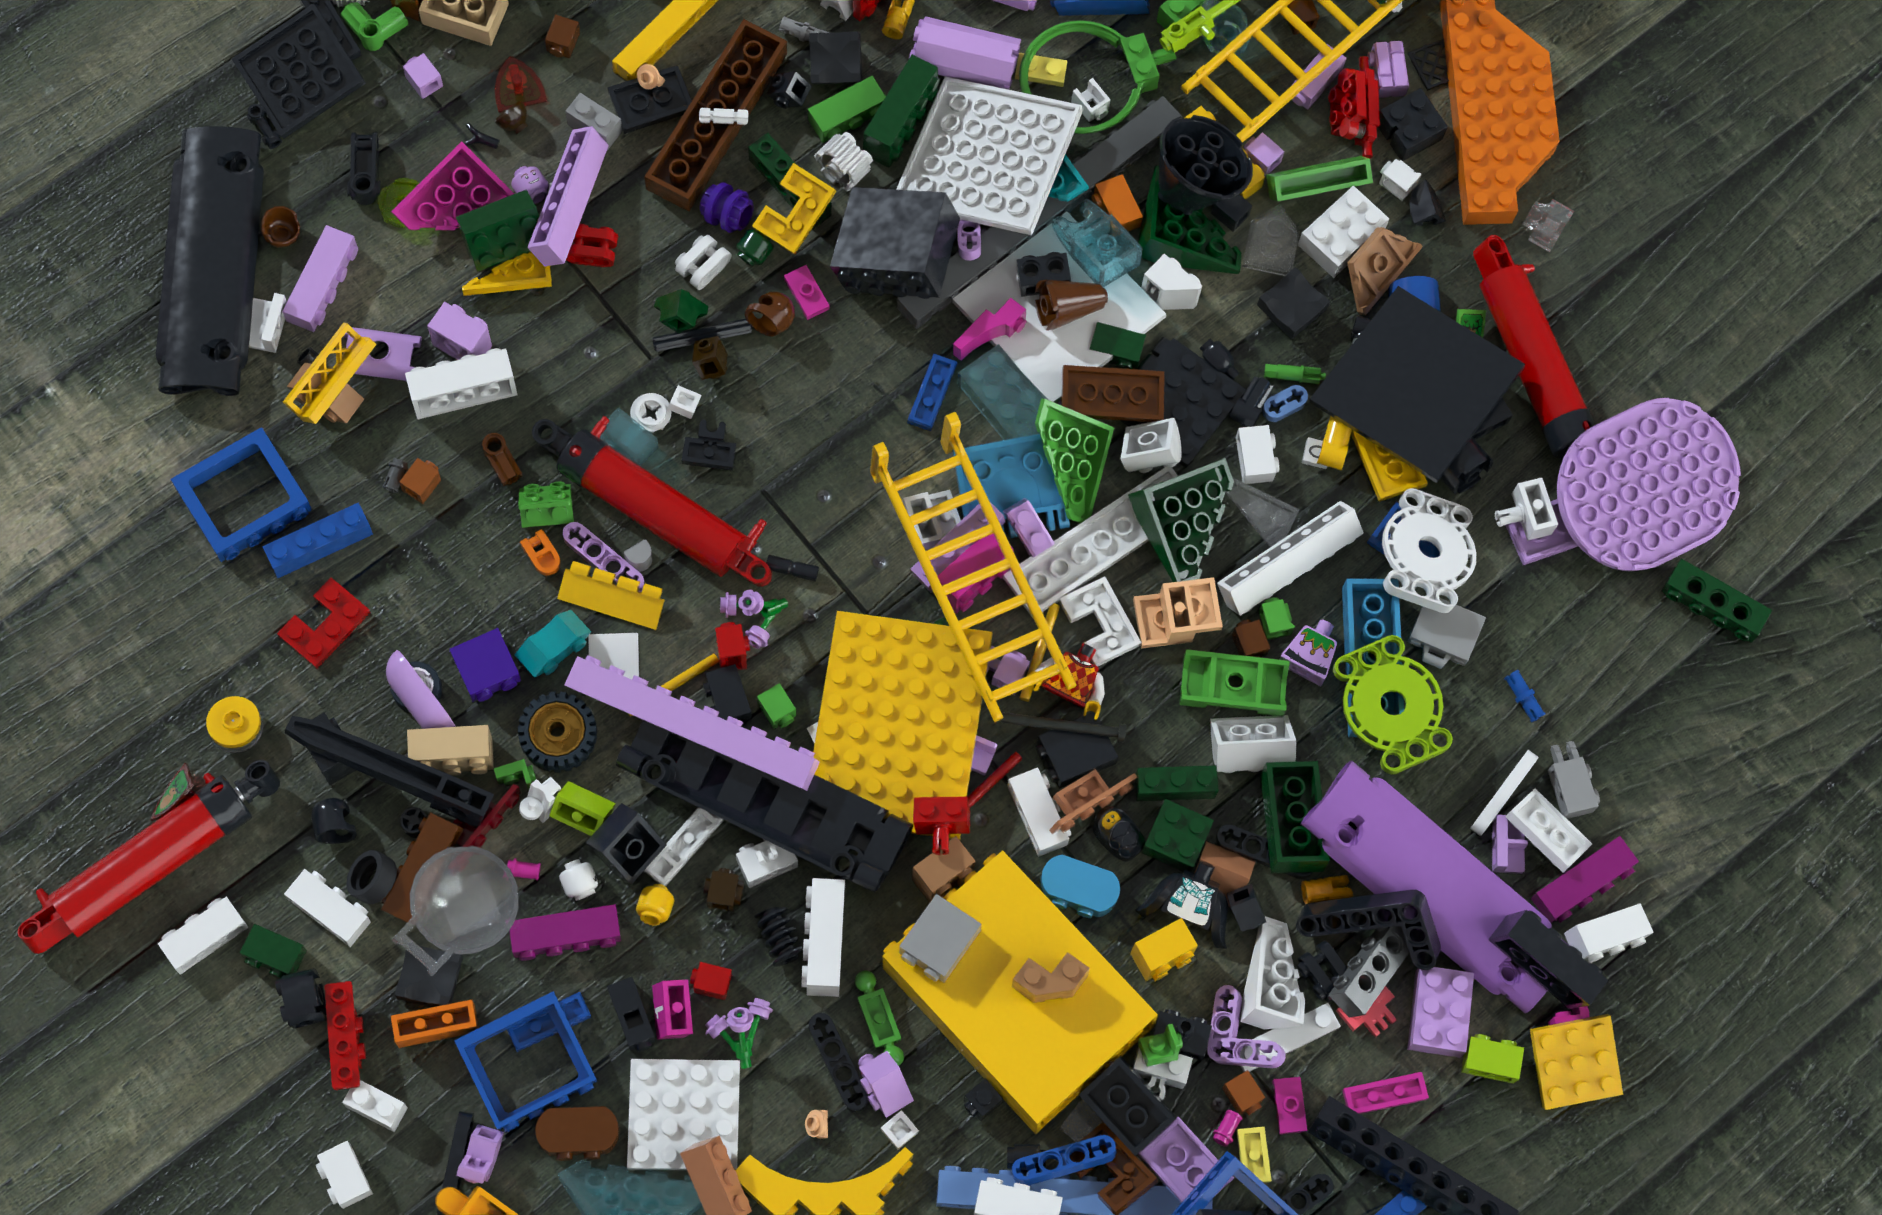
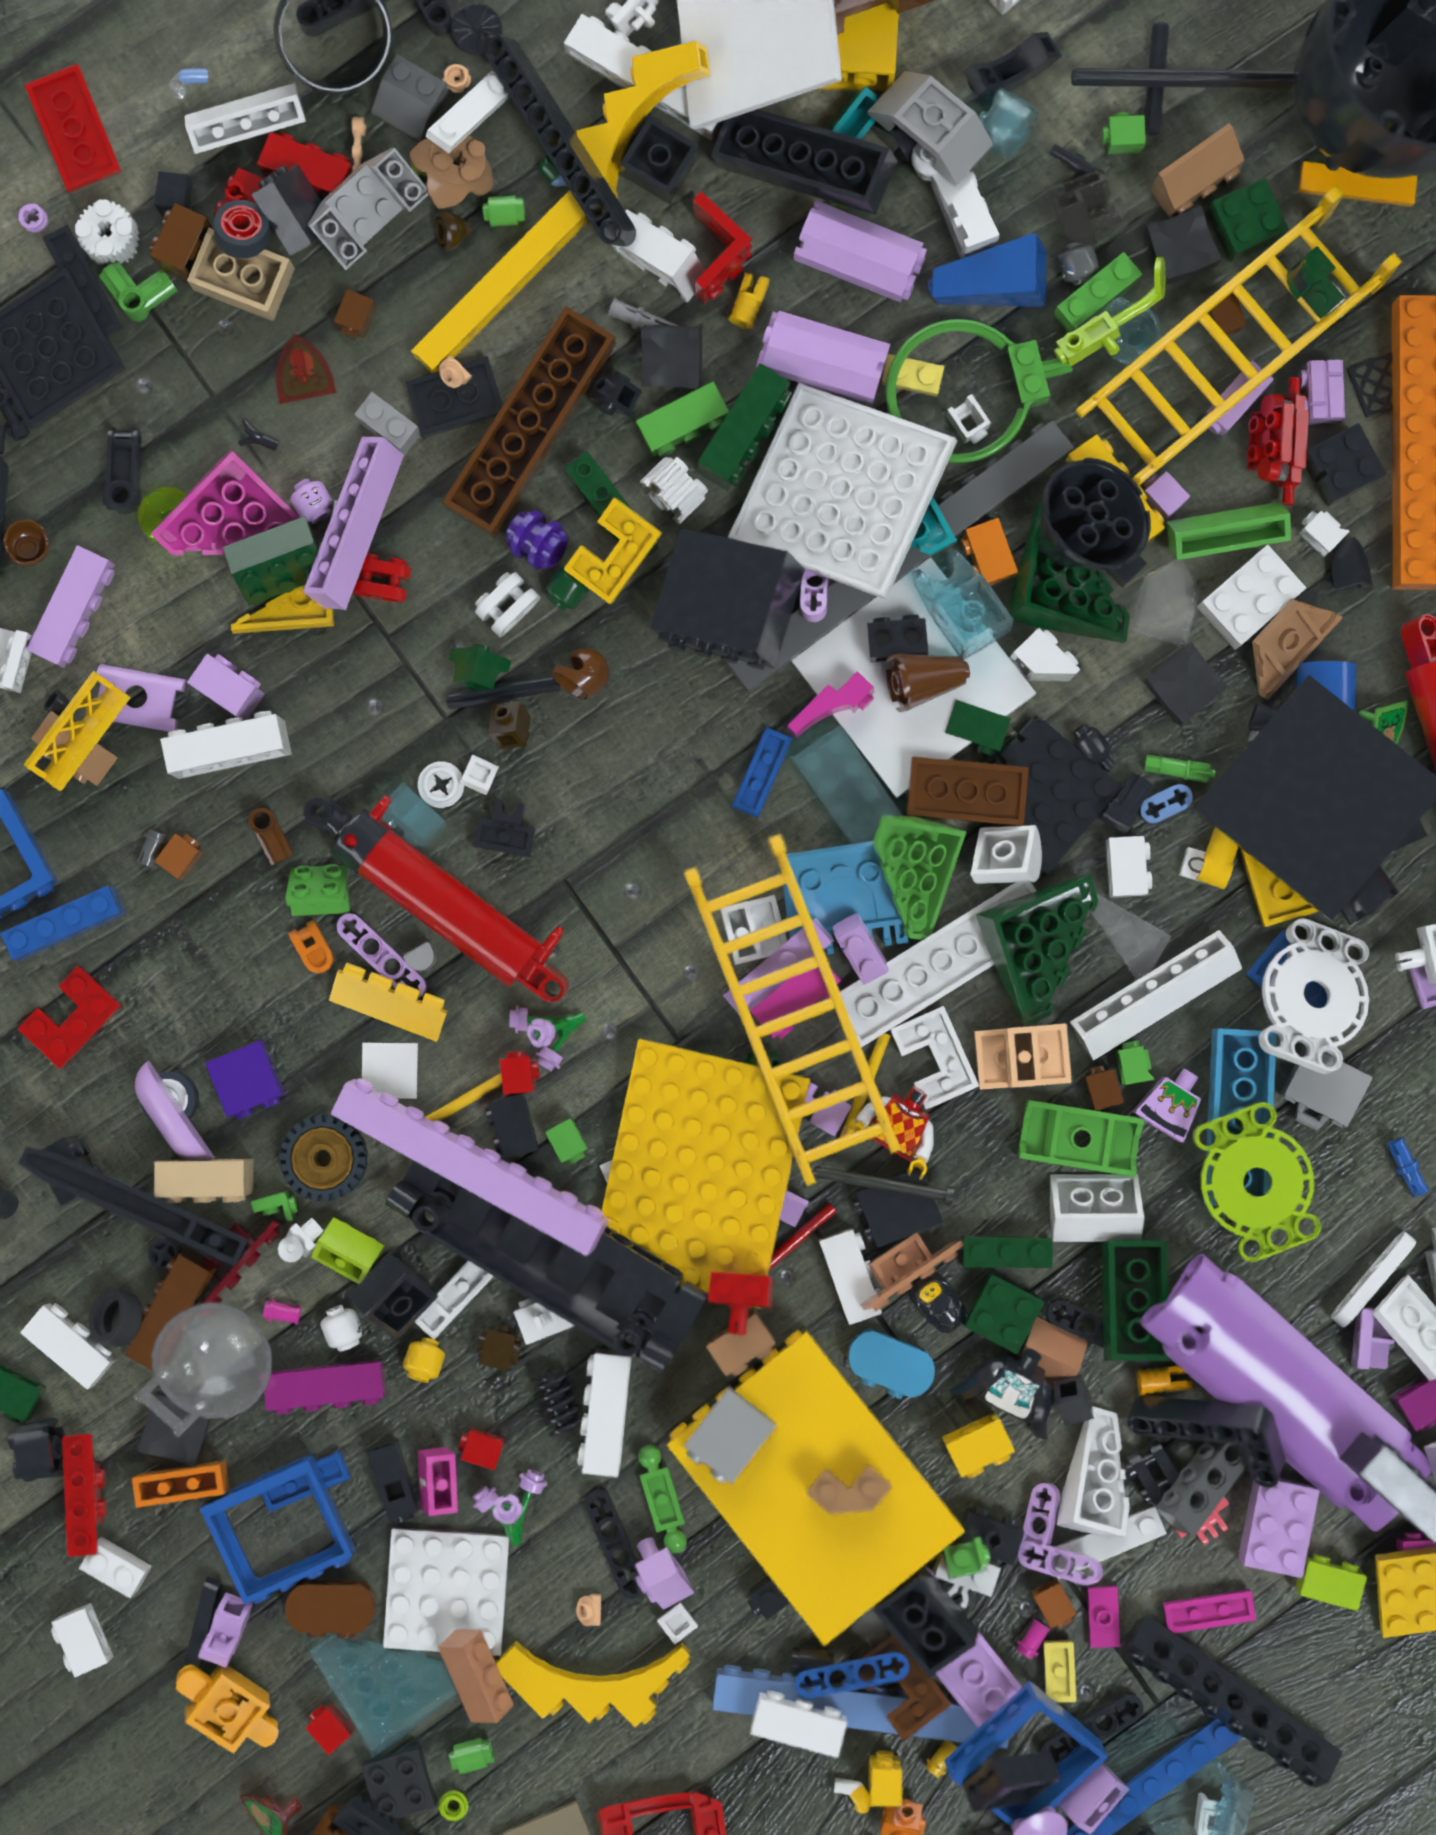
camera: 15 degrees right, 15 degrees up
(329, 816) = (70, 1249): black helmet -> none
(422, 75) = (192, 358): lavender brick -> none
(513, 118) = (295, 415): dark brown brick -> none
(553, 643) = (321, 1056): teal brick -> none
(723, 116) = (536, 431): white axle -> none
(796, 569) = (595, 978): black piece -> none
(806, 292) = (624, 644): dark pink plate -> none

